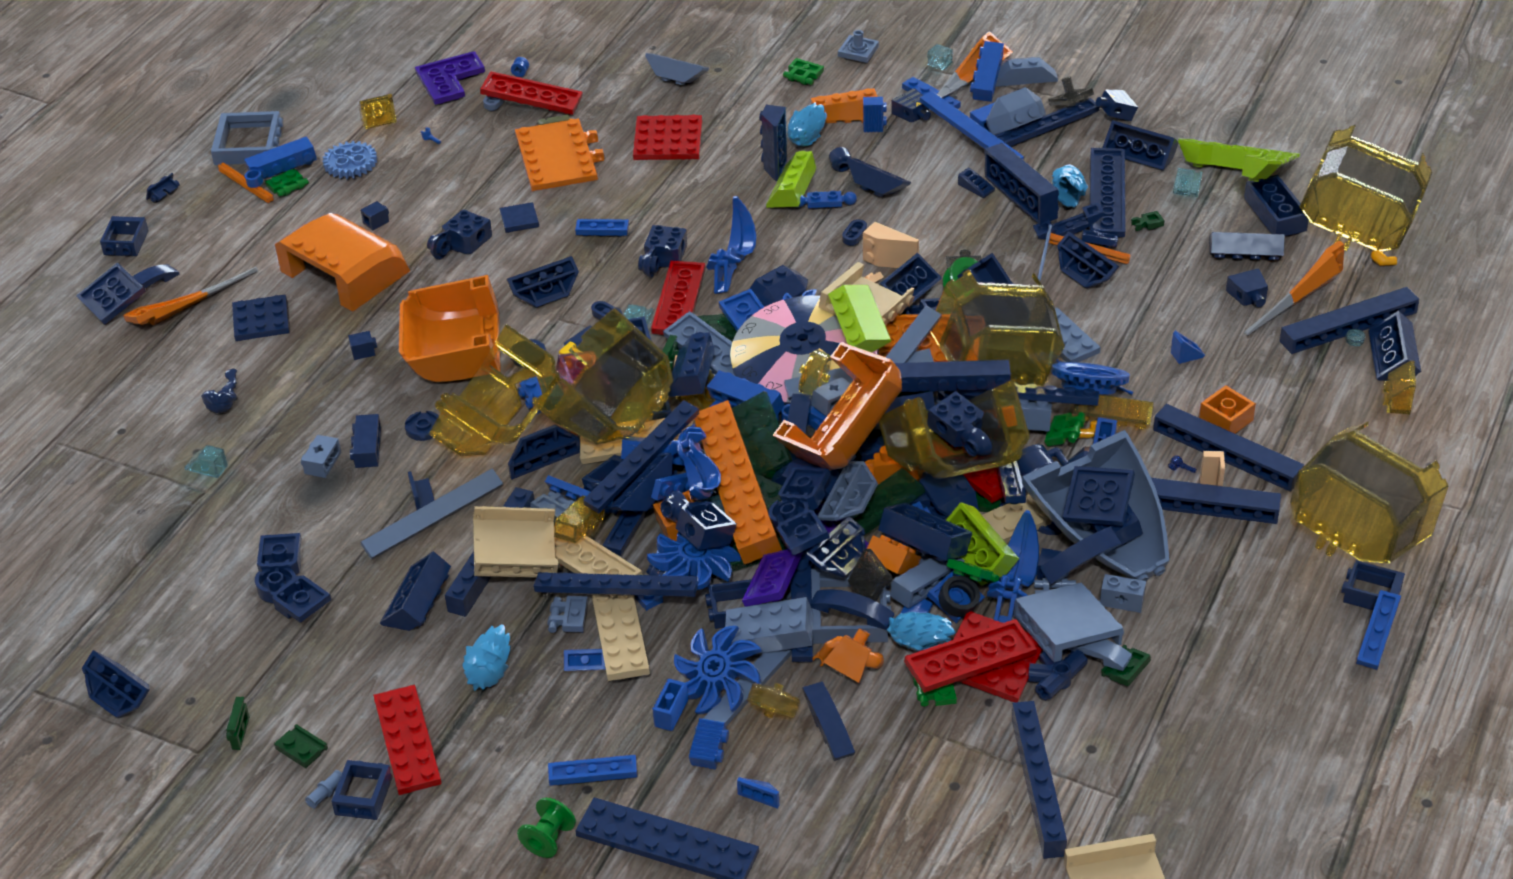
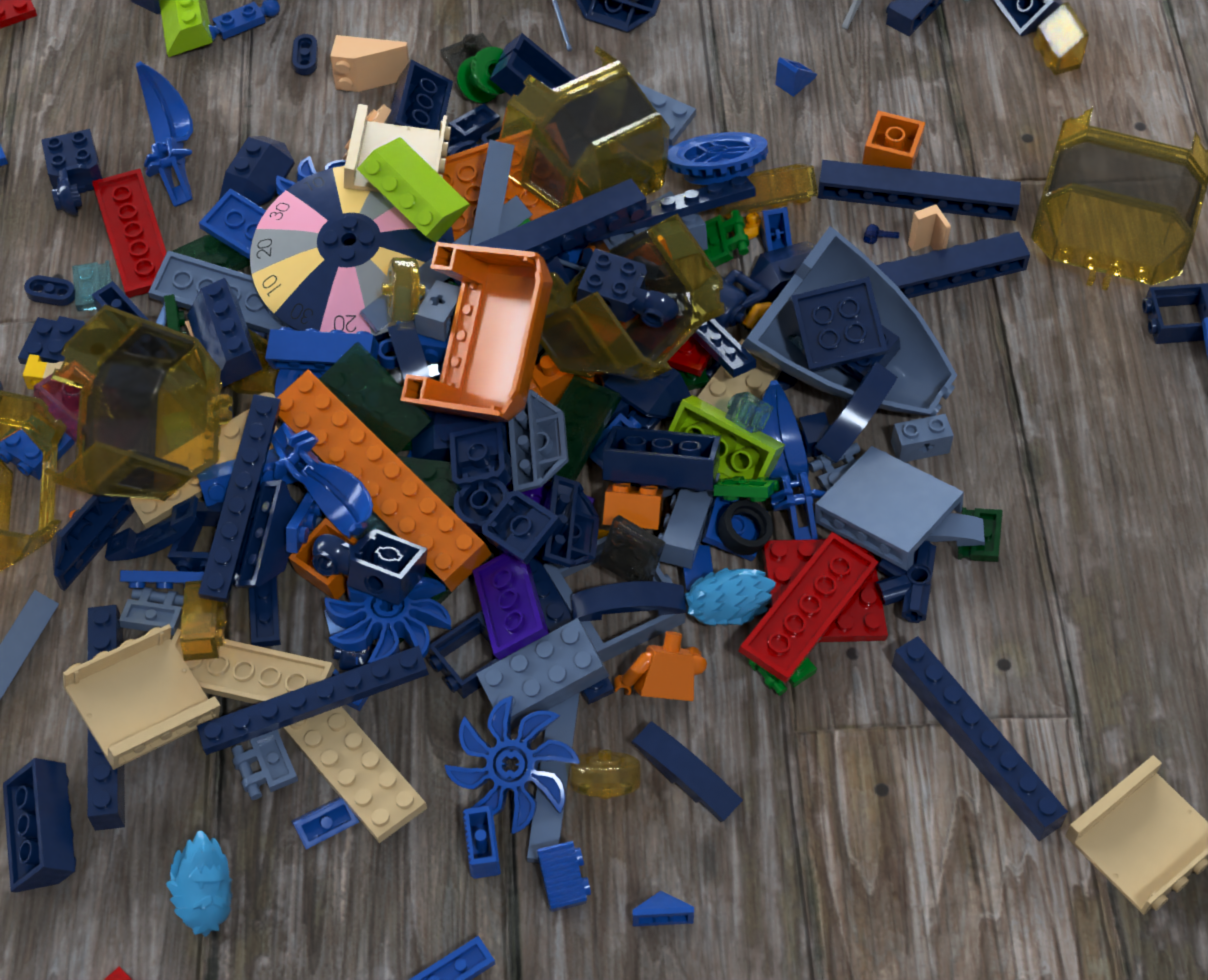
camera: 30 degrees left, 15 degrees up
(566, 467) = (130, 545): none -> dark blue slope
(1003, 527) = (748, 412): none -> clear light blue brick

